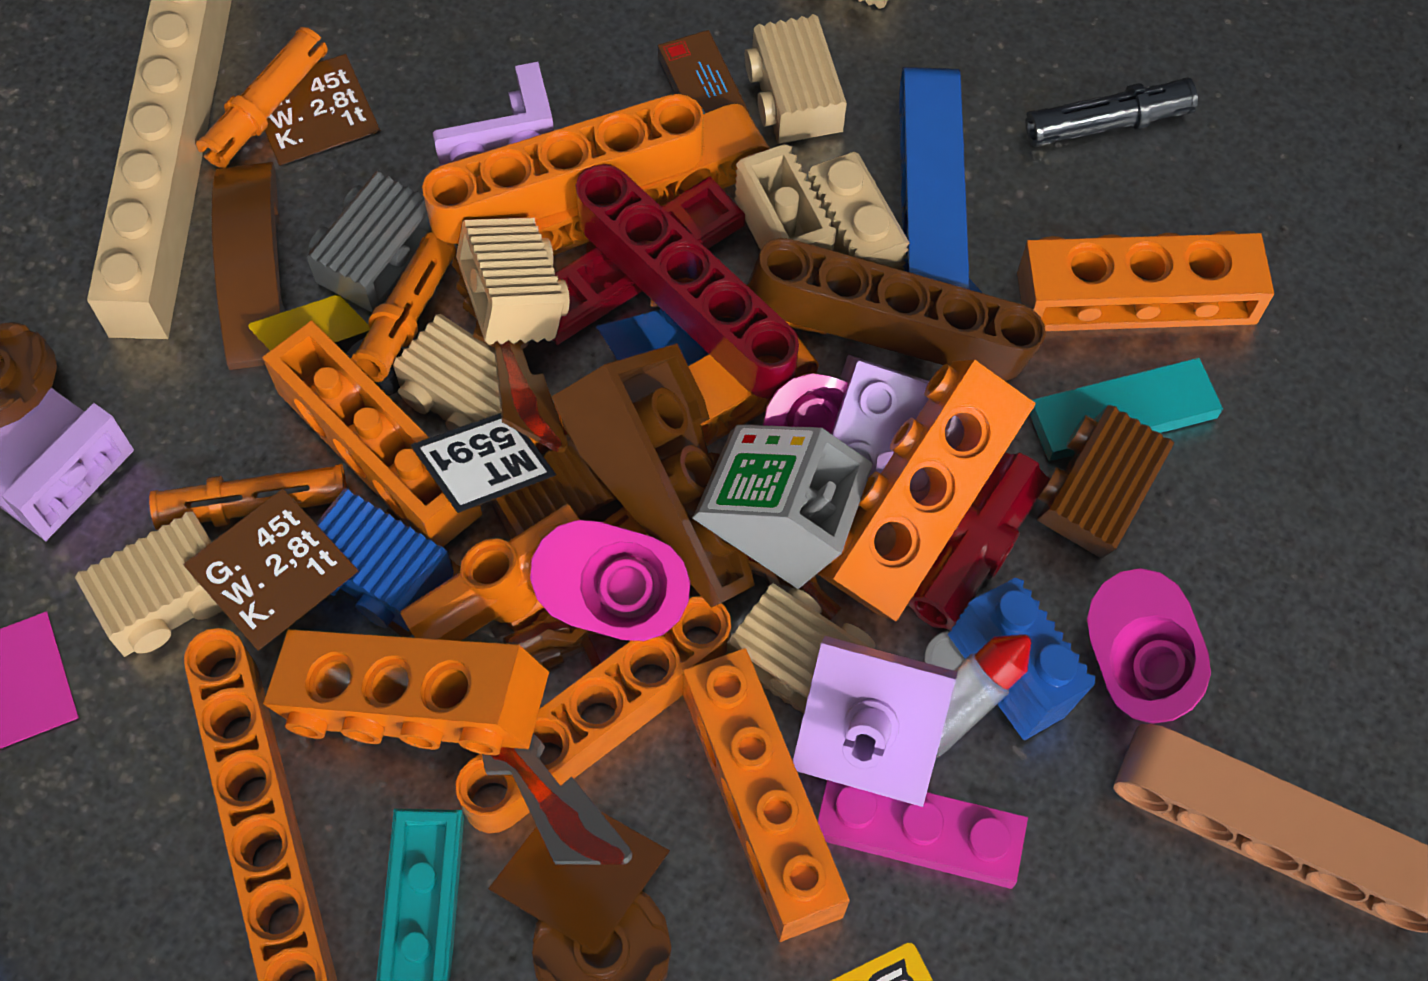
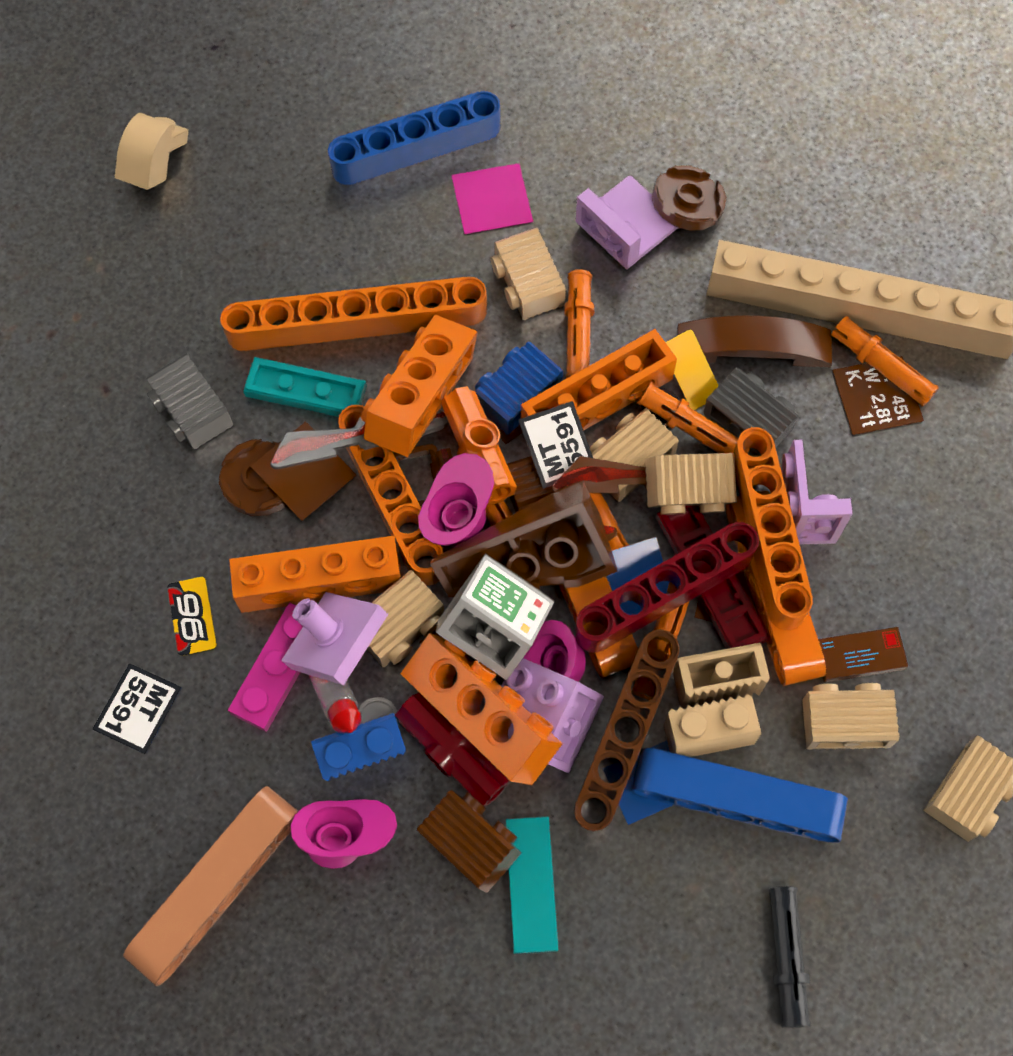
camera: 105 degrees right, 5 degrees up
(270, 569) = (517, 325): reddish brown sticker -> none
(1232, 292) = (607, 997): orange brick -> none

